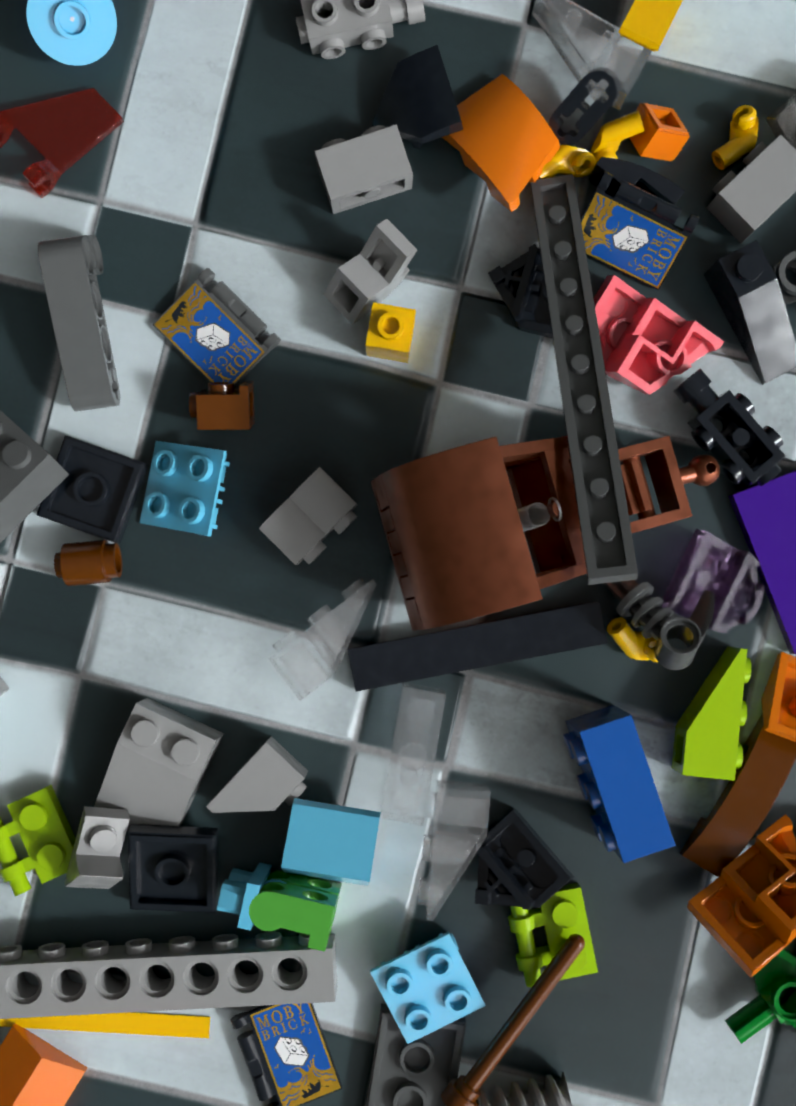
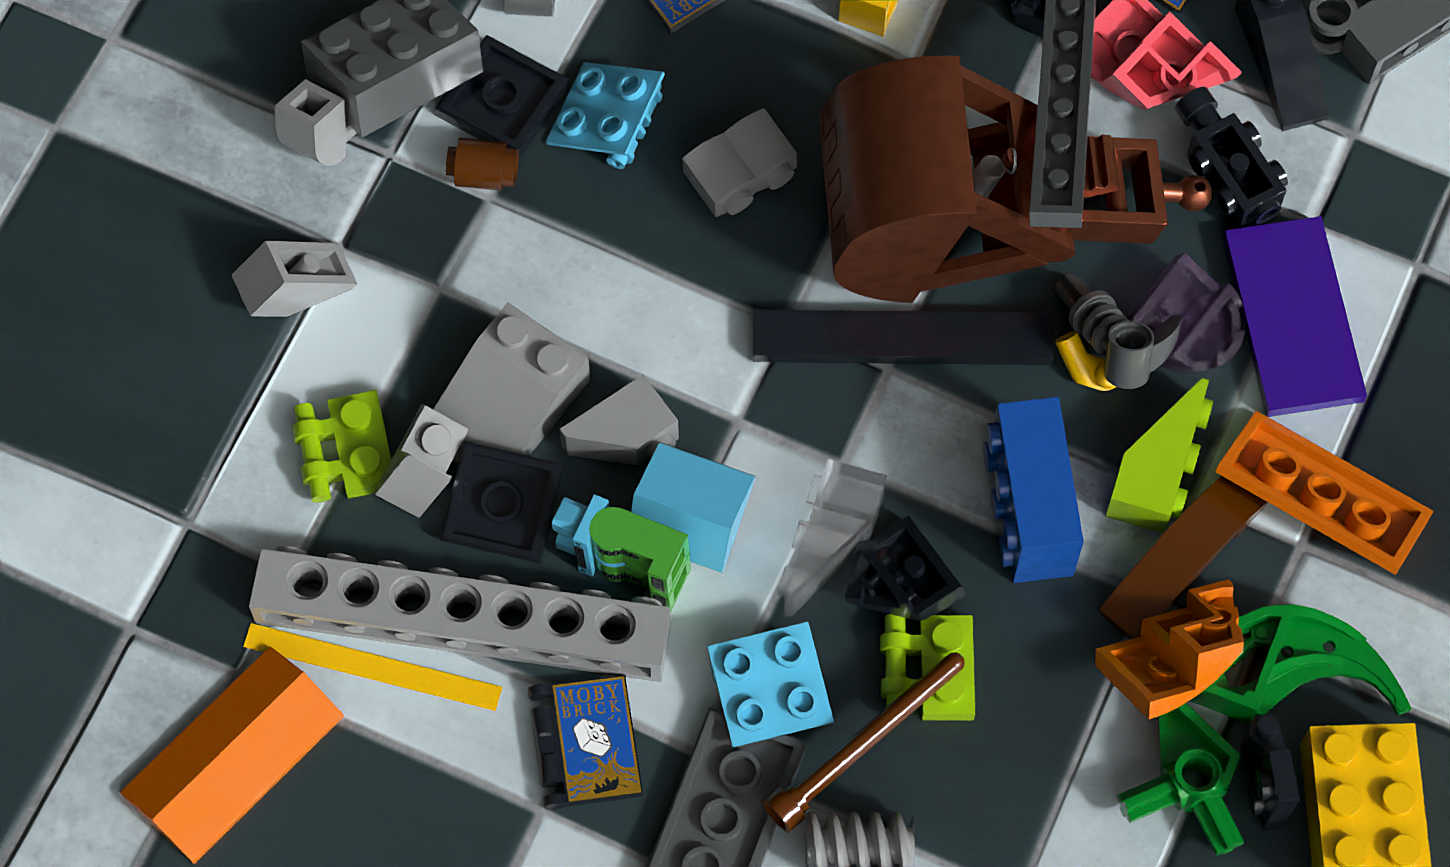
camera: 15 degrees right, 20 degrees down
(223, 406) = (670, 33): reddish brown brick -> none
(317, 653) = (721, 301): clear slope -> none
(412, 754) = (805, 426): clear brick -> none

